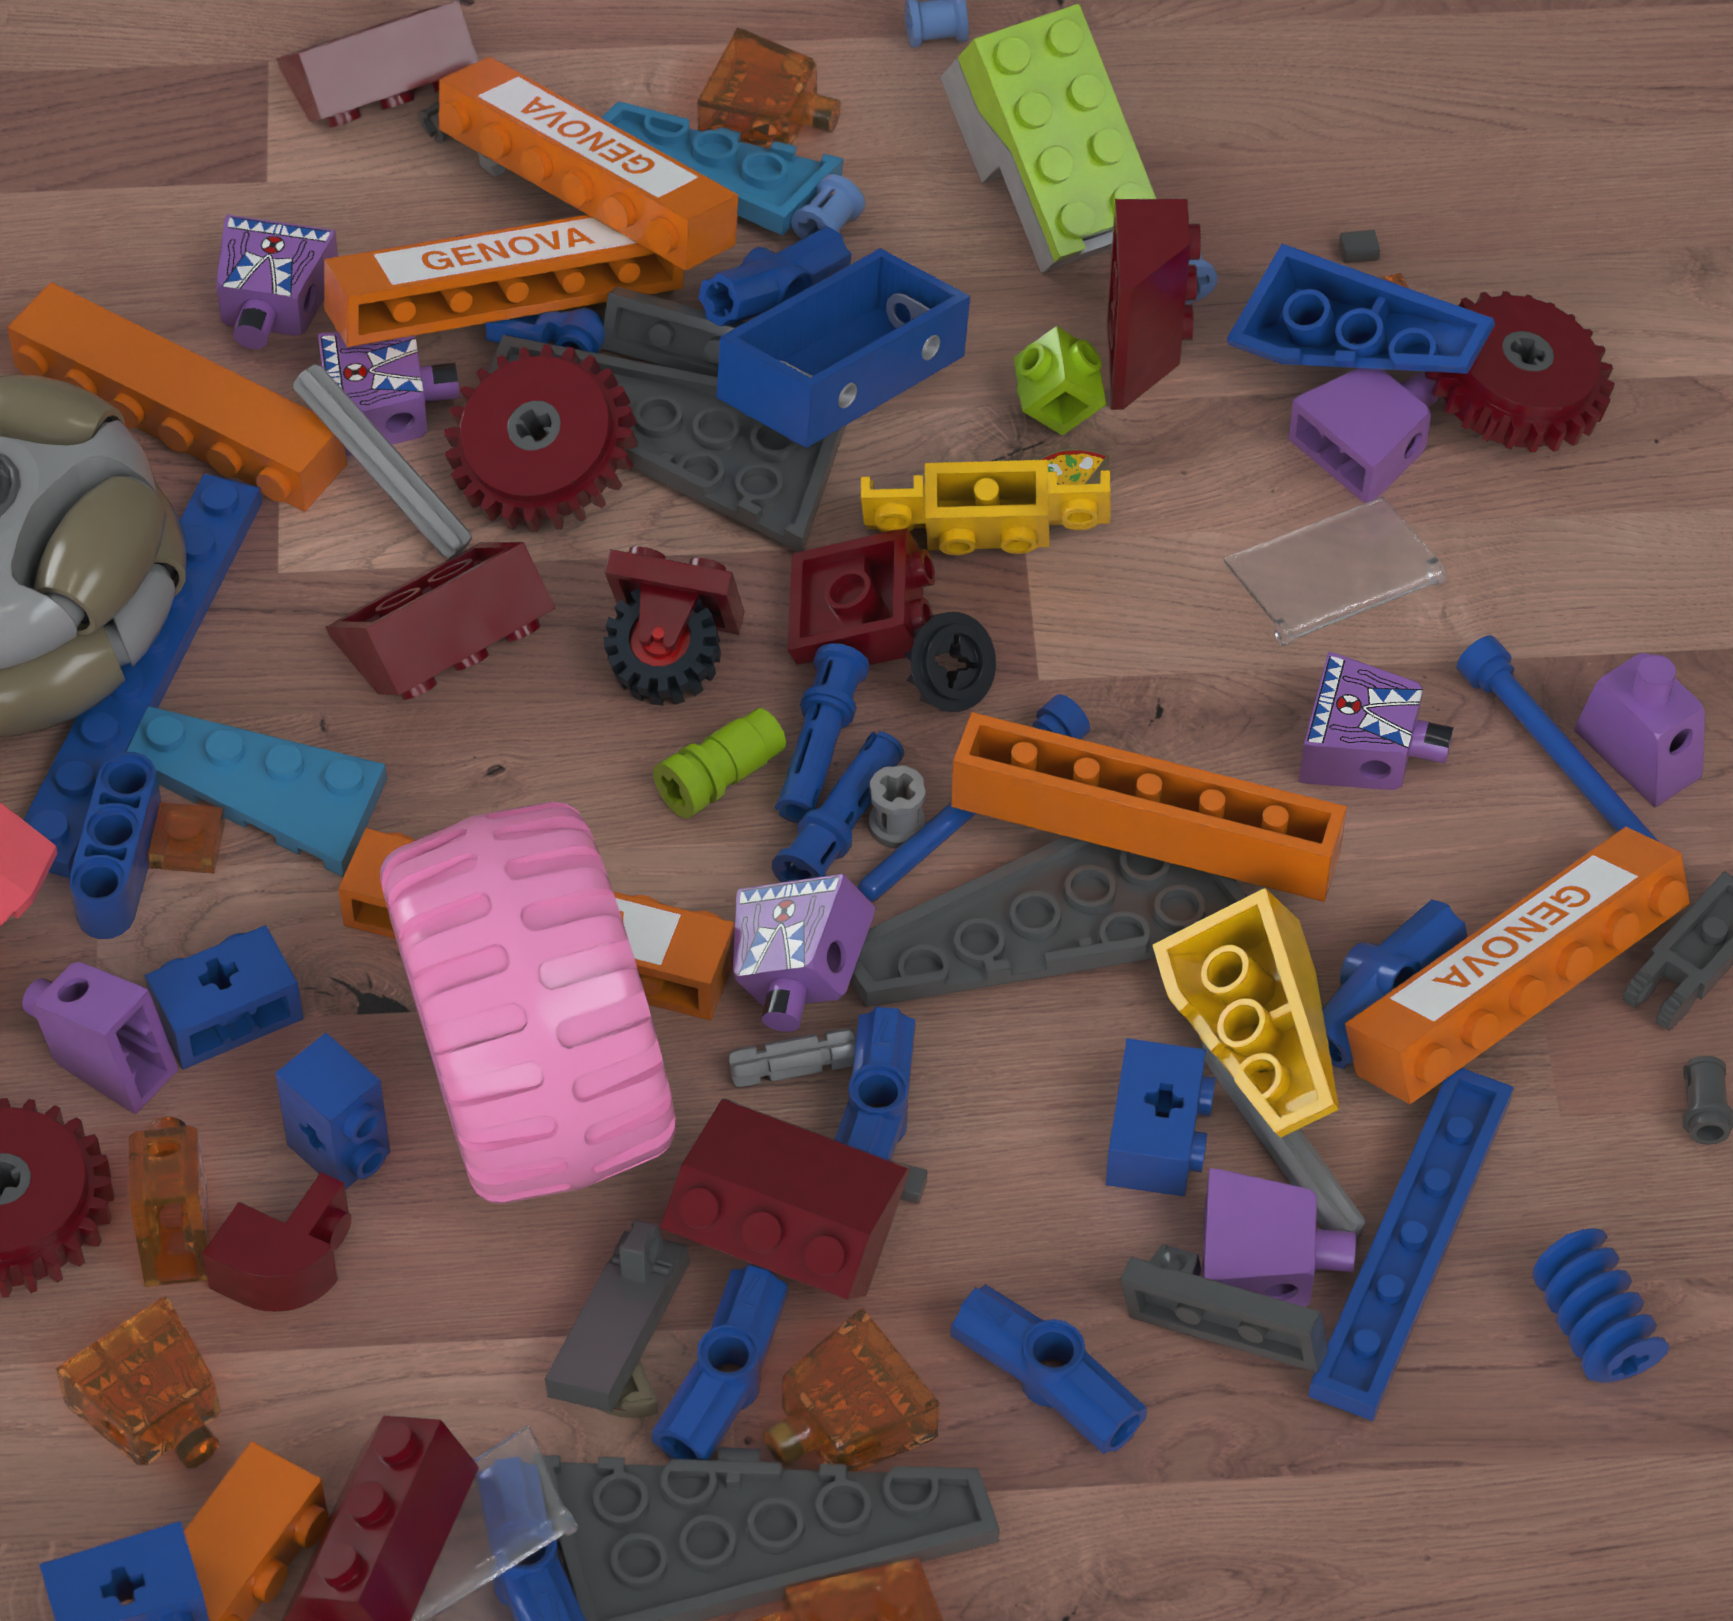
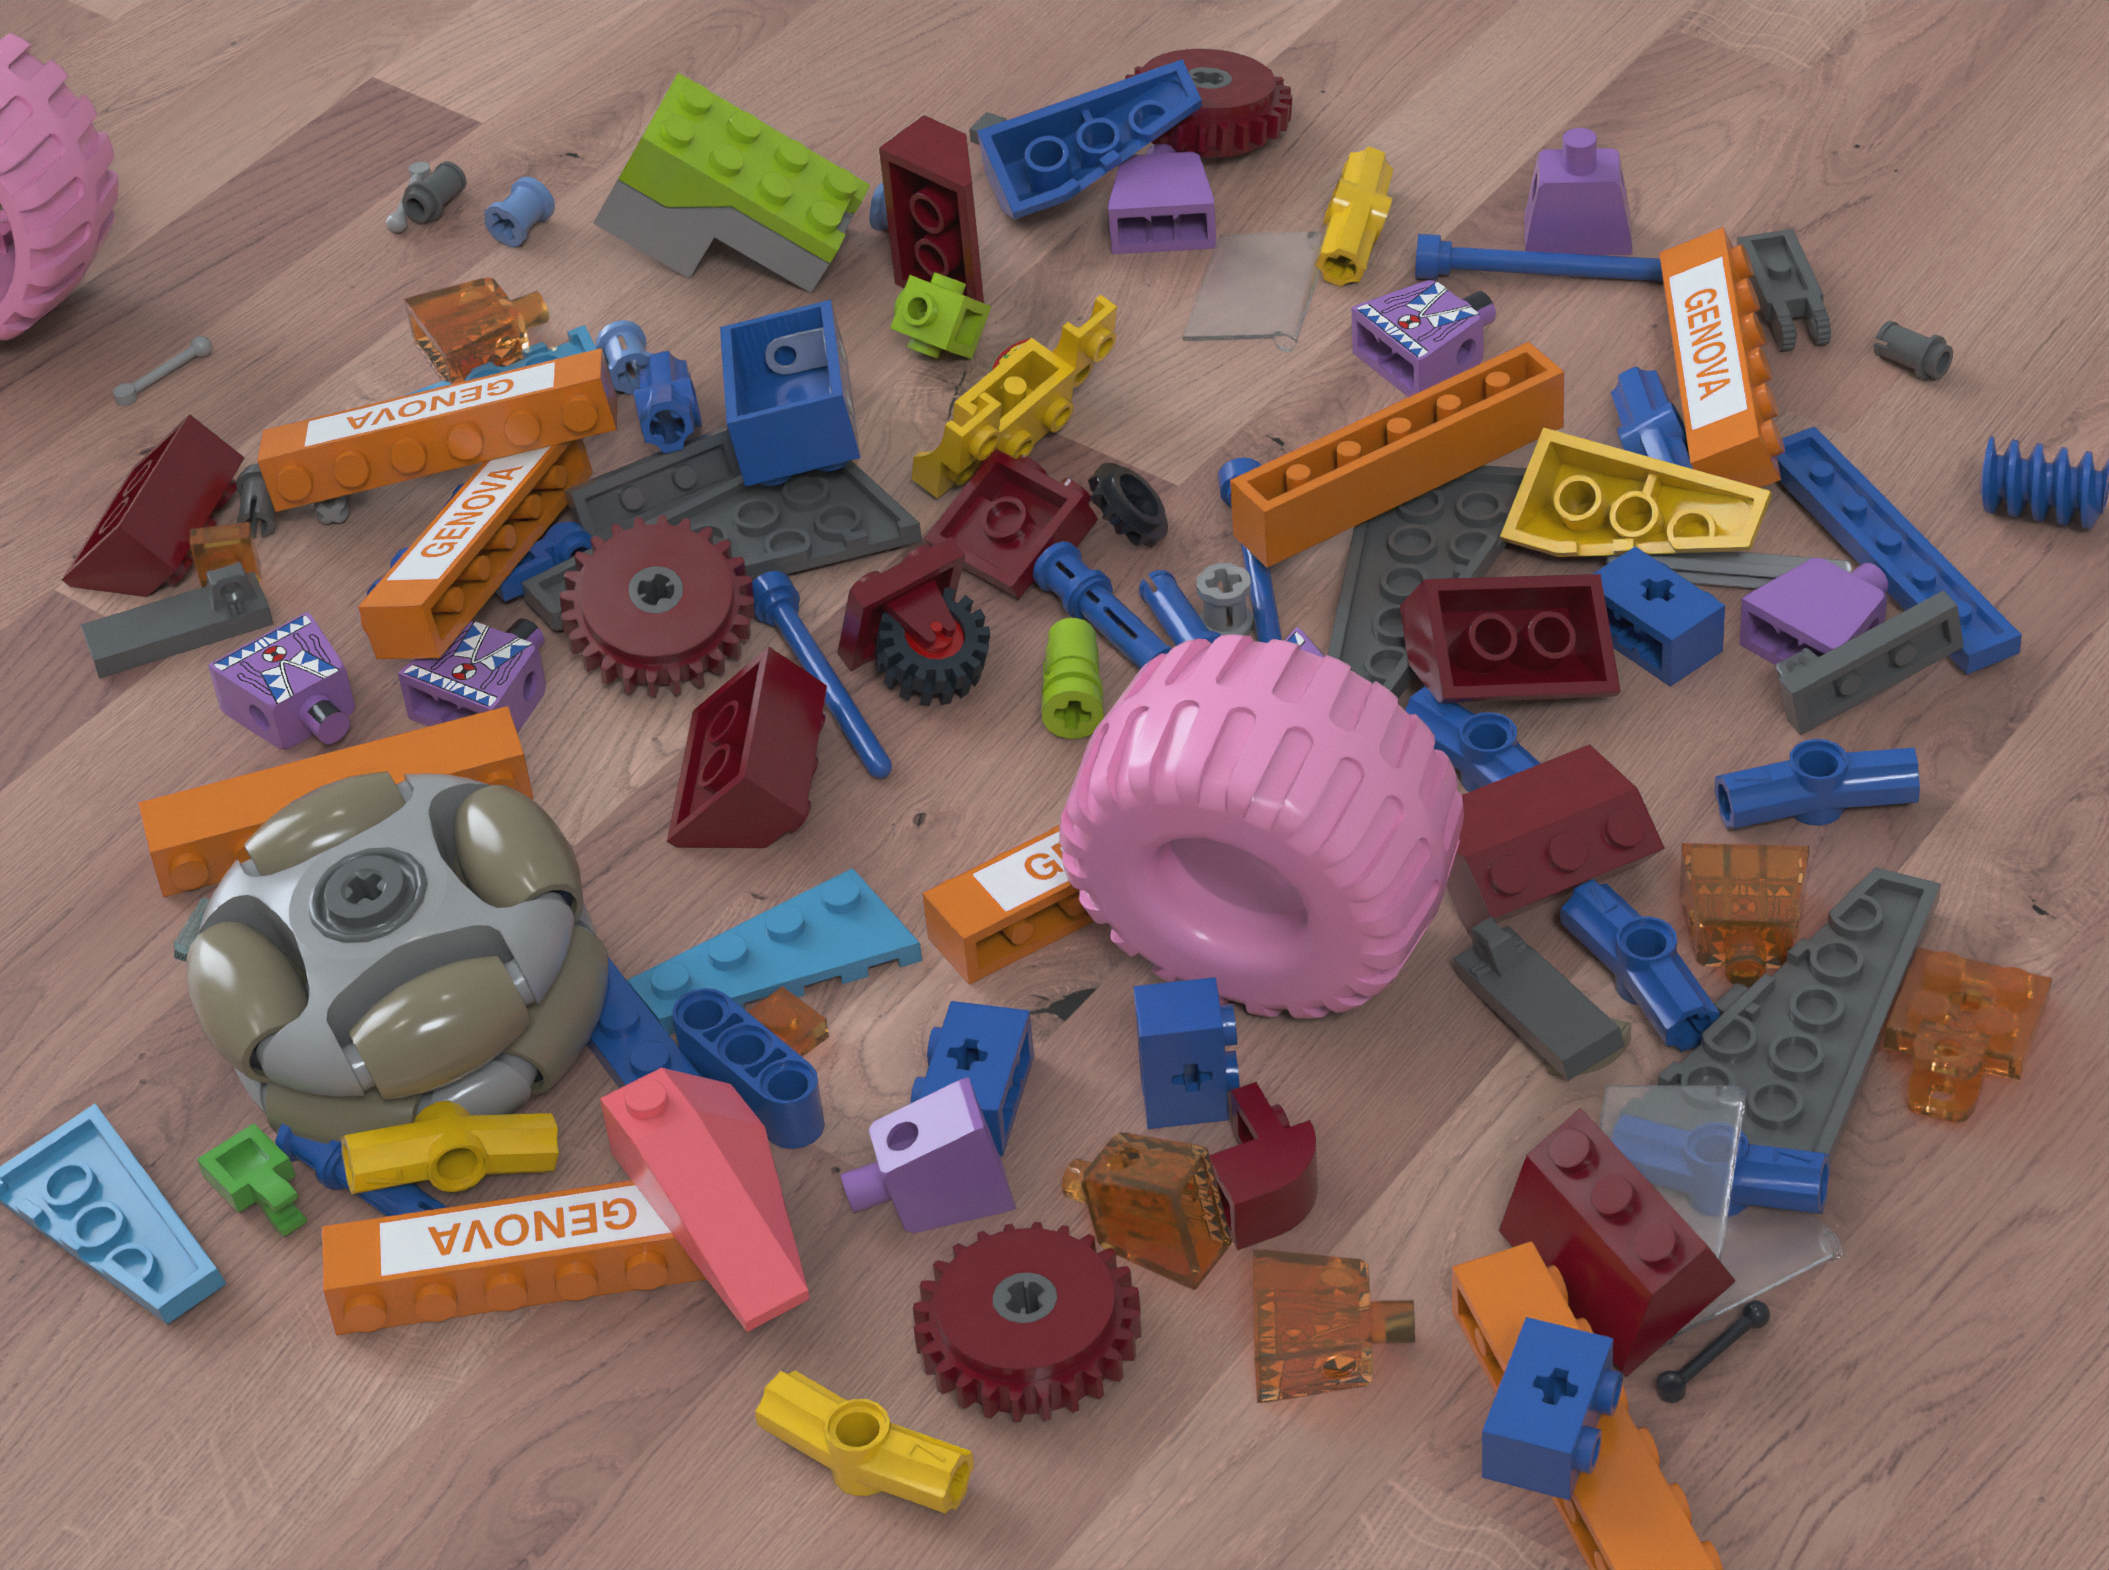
camera: 45 degrees left, 10 degrees down
(289, 161) = (177, 624): none -> dark grey hinge
(373, 135) = (222, 547): none -> clear orange plate
(382, 461) = (568, 703): light grey axle -> none
(636, 509) = (778, 605): none -> blue piece
(1001, 1038) = (1511, 638): none -> dark red slope
(1482, 574) = (1355, 216): none -> yellow piece

